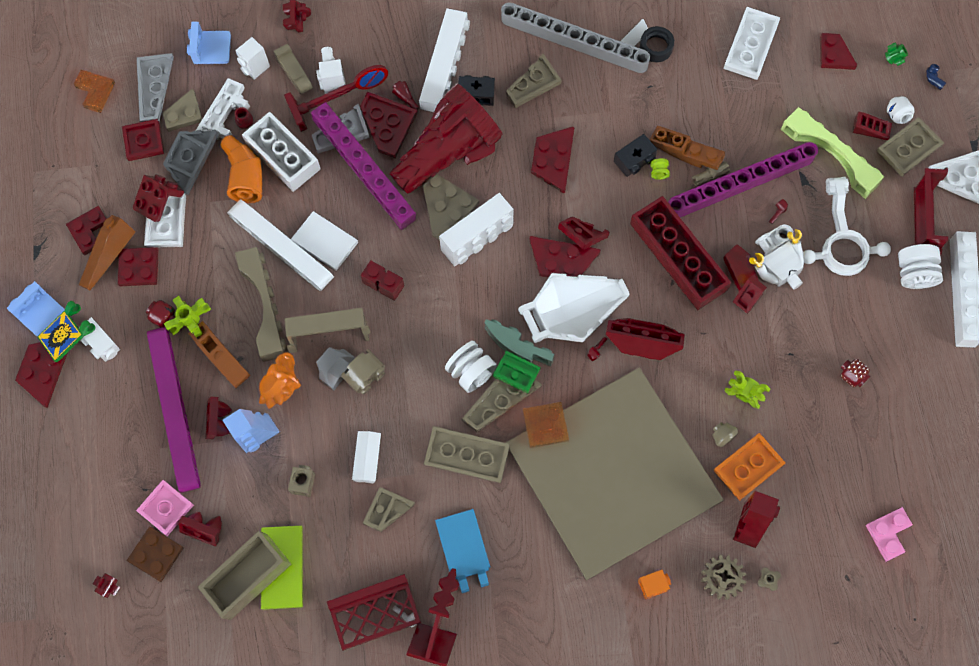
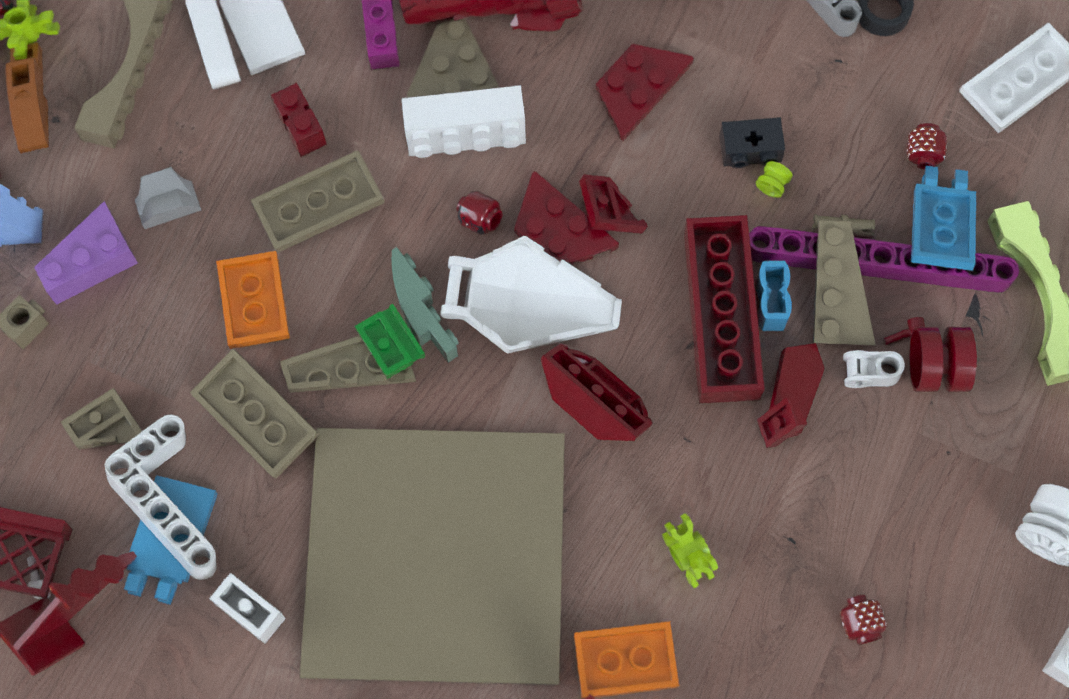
camera: 30 degrees right, 0 degrees up
(279, 381) = (79, 174): orange head -> none
(314, 423) = (85, 256): none -> medium lavender wedge
(324, 323) = (140, 116): dark tan piece -> none
(364, 371) = (191, 224): dark tan brick -> none
(366, 456) = (124, 338): white piece -> none
(422, 319) = (317, 201): none -> dark tan plate
(423, 393) = (253, 300): none -> orange plate
(448, 531) = (155, 500): none -> white beam
(469, 365) = (333, 298): white wheel -> none
(515, 275) = (479, 212): none -> dark red head
(536, 560) = (247, 608): none -> white brick
(545, 424) = (382, 435): clear orange plate -> none
(593, 352) = (515, 376): dark red hand -> none
(685, 149) = (828, 172): dark orange slope -> none
(702, 230) = (773, 295): none -> dark azure brick
(724, 433) = (620, 593): dark tan cone -> none
(727, 107) = (926, 145): none -> dark red head
(732, 207) = (840, 296): none -> dark tan wing
(763, 141) = (944, 222): none -> dark azure tile
(783, 263) = (859, 407): white torso -> none
(809, 214) = (946, 359): none -> dark red wheel
(838, 188) = (1009, 344): white piece -> none

